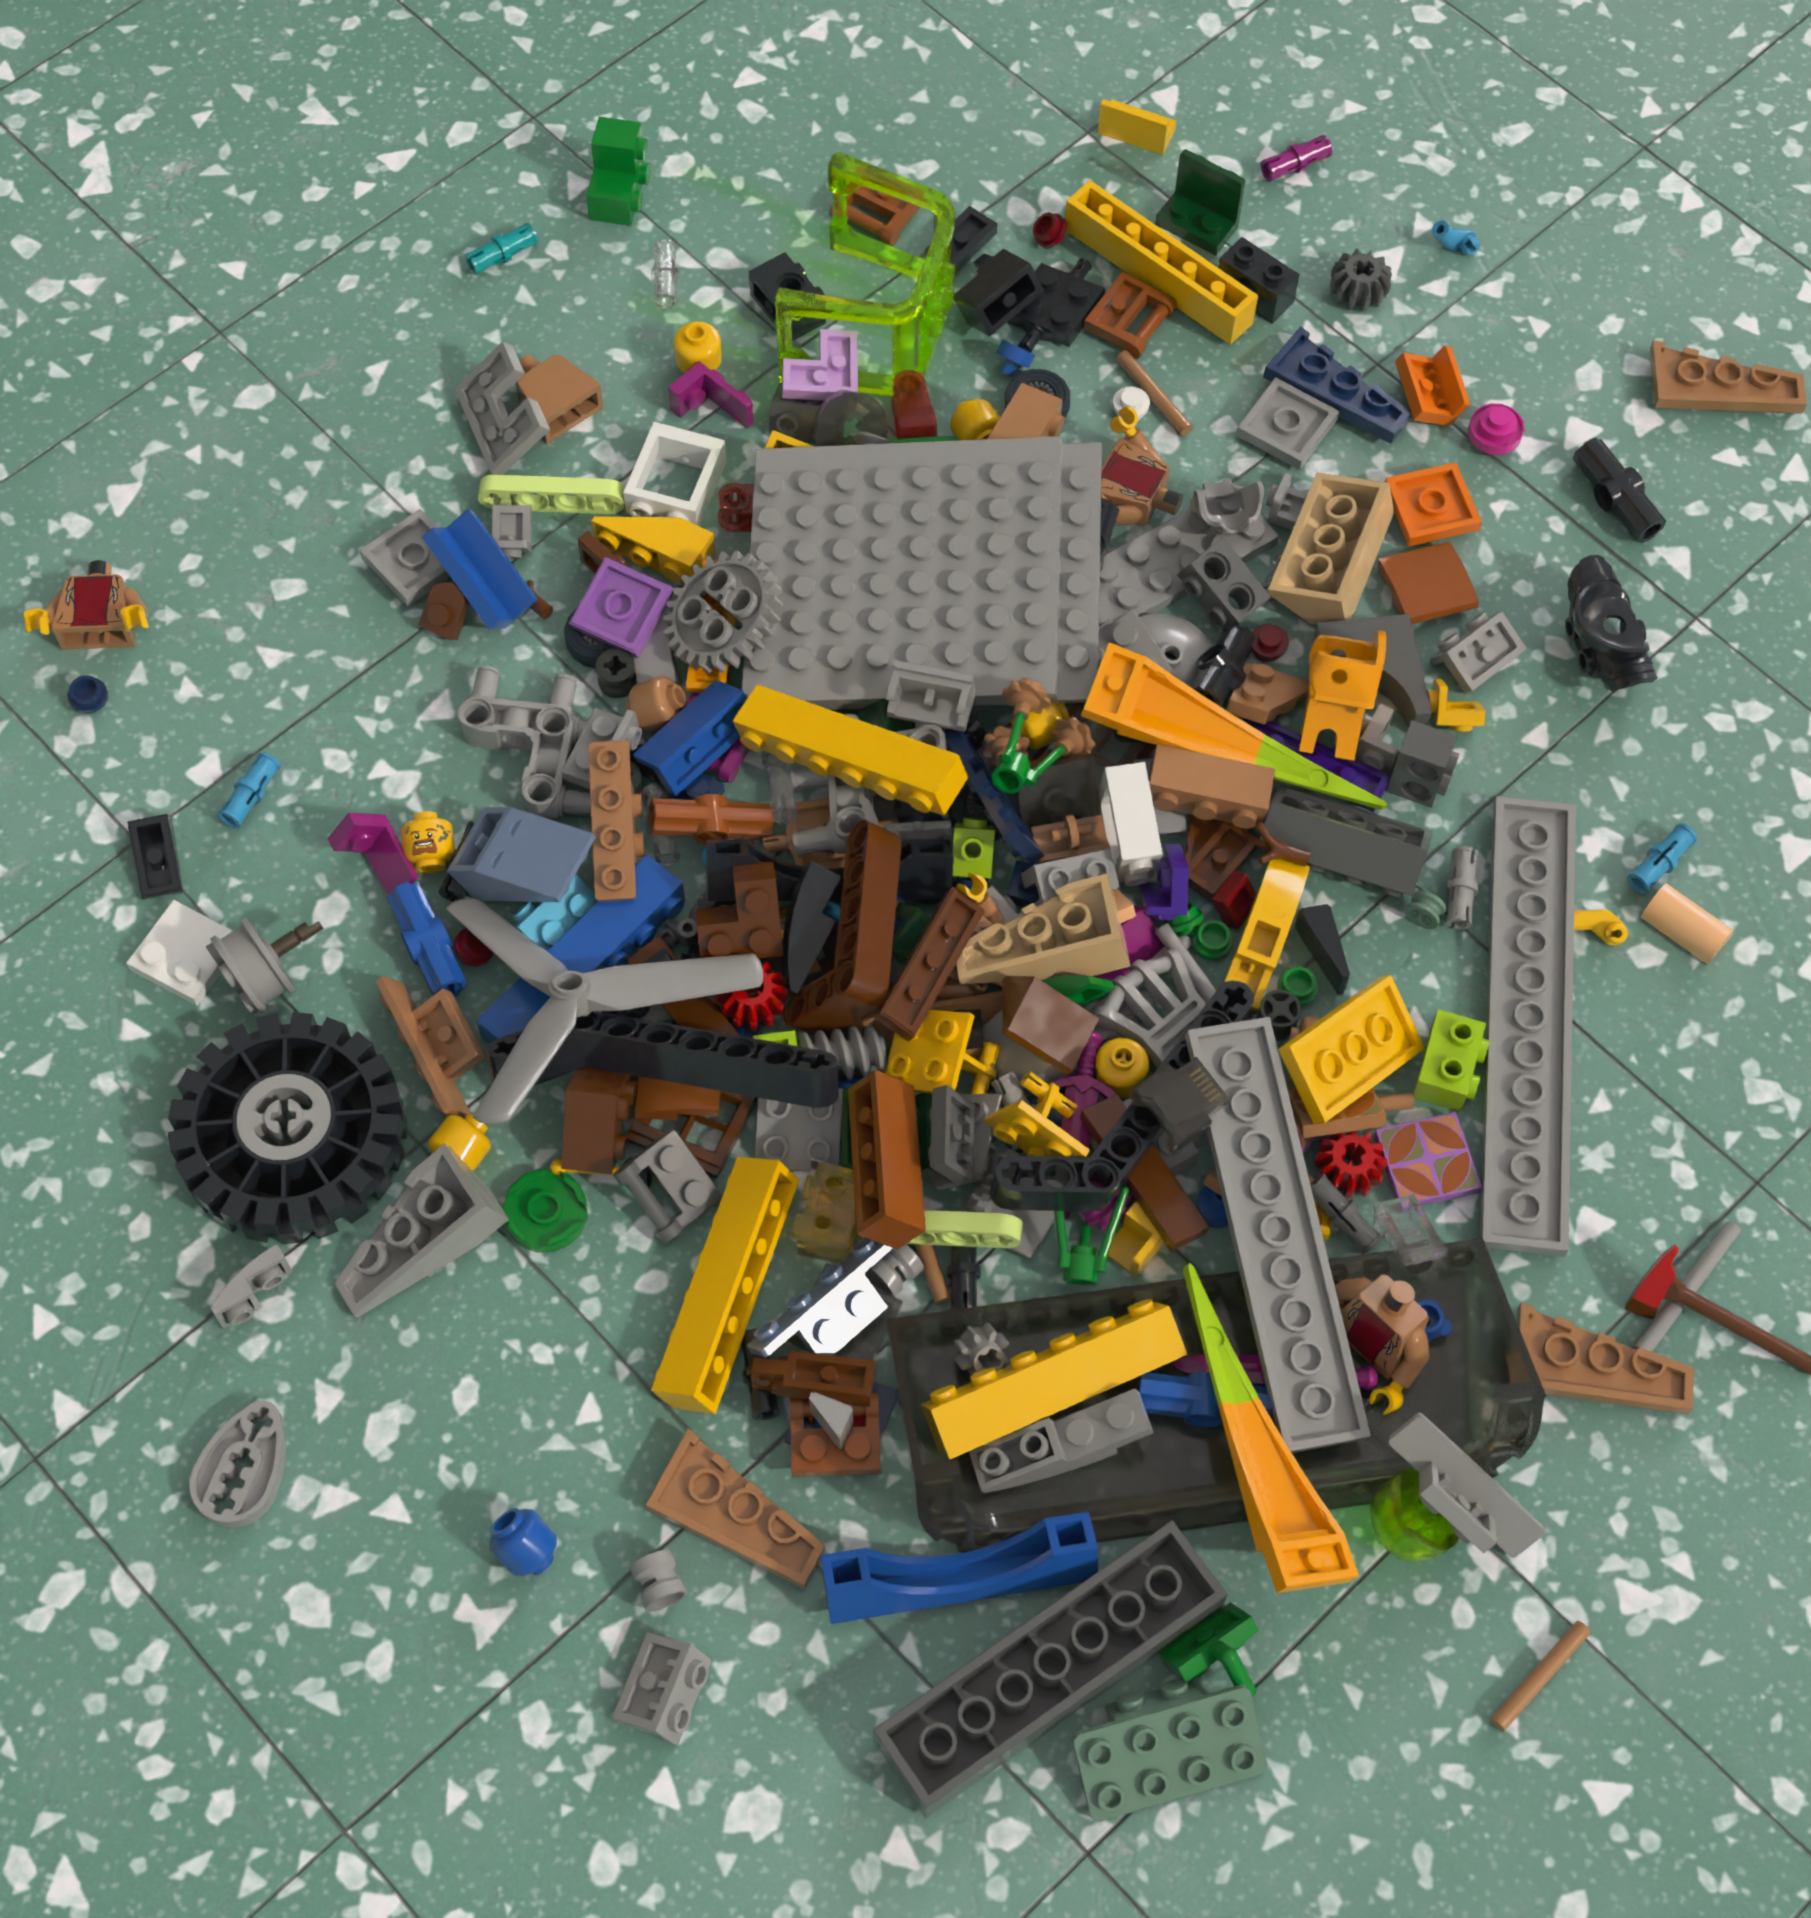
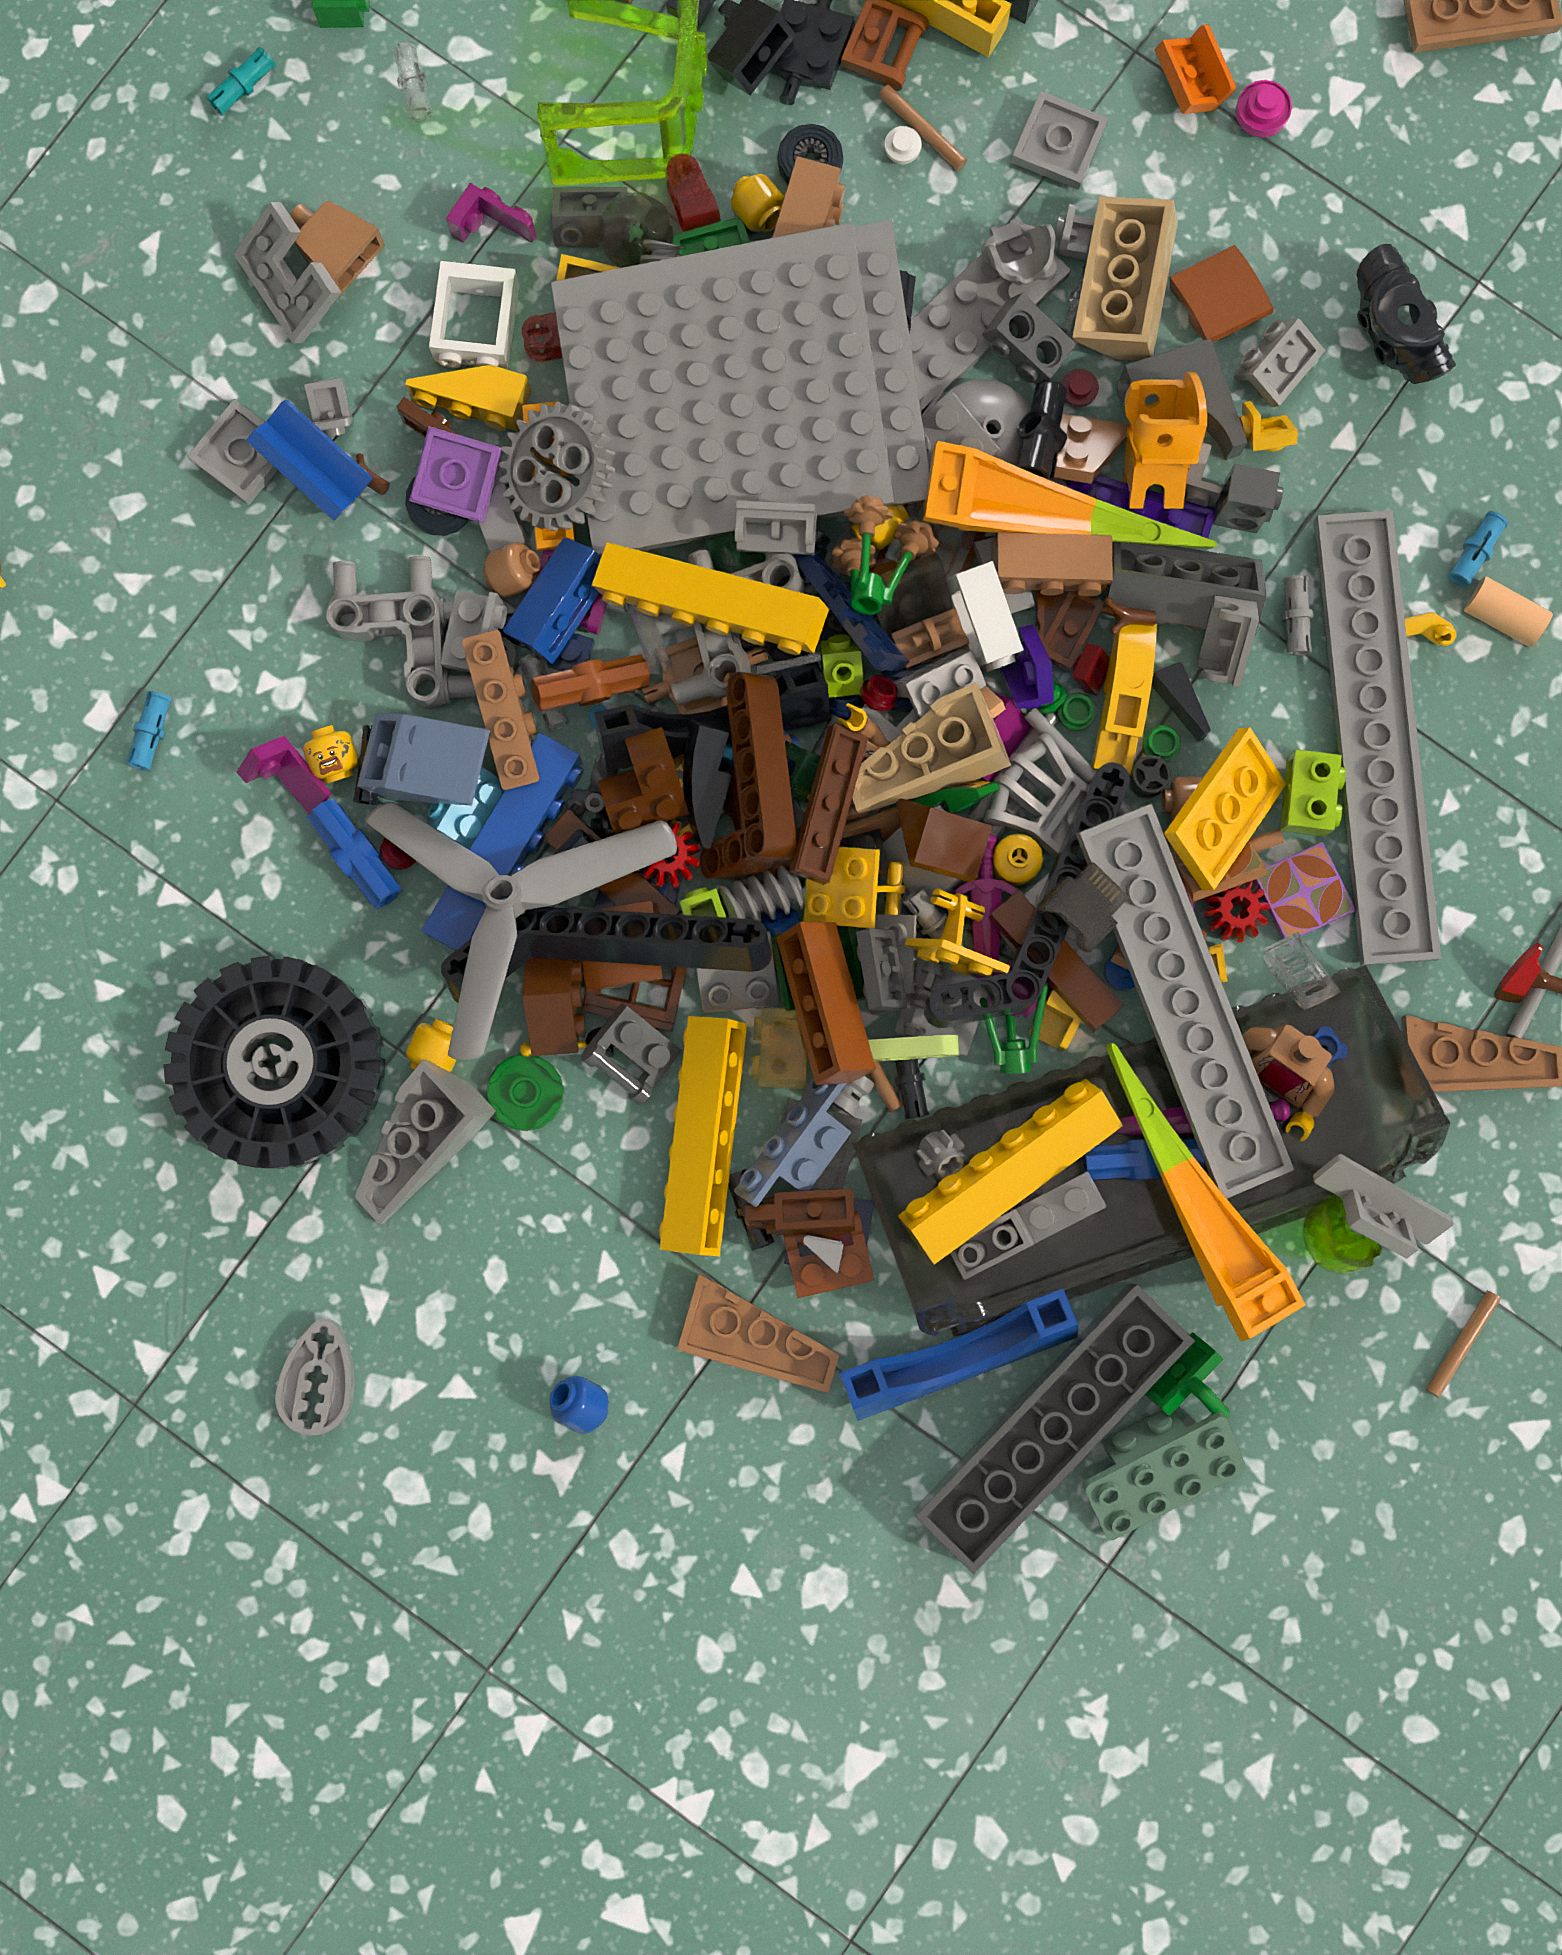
camera: 10 degrees left, 20 degrees up
(155, 856) = (79, 814): black slope -> none
(176, 953) = (133, 905): white plate -> none
(238, 1299) = (276, 1229): light grey slope -> none
(255, 964) = (203, 914): light grey wheel -> none
(437, 1039) = (388, 951): medium nougat bracket -> none
(445, 610) = (286, 506): reddish brown plate -> none
(592, 494) = (358, 357): yellowish green beam -> none
(622, 680) = (469, 549): pearl dark grey wheel -> none
(658, 1580) = (702, 1412): light grey wheel -> none
(662, 1688) = (726, 1504): light grey bracket -> none
(697, 343) = (463, 163): yellow head -> none
(782, 273) = (533, 65): black brick -> none
(823, 377) = (602, 176): lavender plate -> none
(1006, 877) = (879, 693): none -> dark red plate
(1013, 357) = (779, 113): blue tile -> none
(1136, 475) = (924, 229): torso -> none
(1322, 377) = (1086, 81): dark blue wing -> none
(1343, 1214) = (1238, 963): dark grey pin -> none
(1381, 892) = (1228, 639): none -> light grey hinge
(1425, 909) = (1268, 644): sand green bush -> none
(1433, 504) = (1214, 205): orange plate -> none
(1619, 490) = (1391, 155): black piece -> none

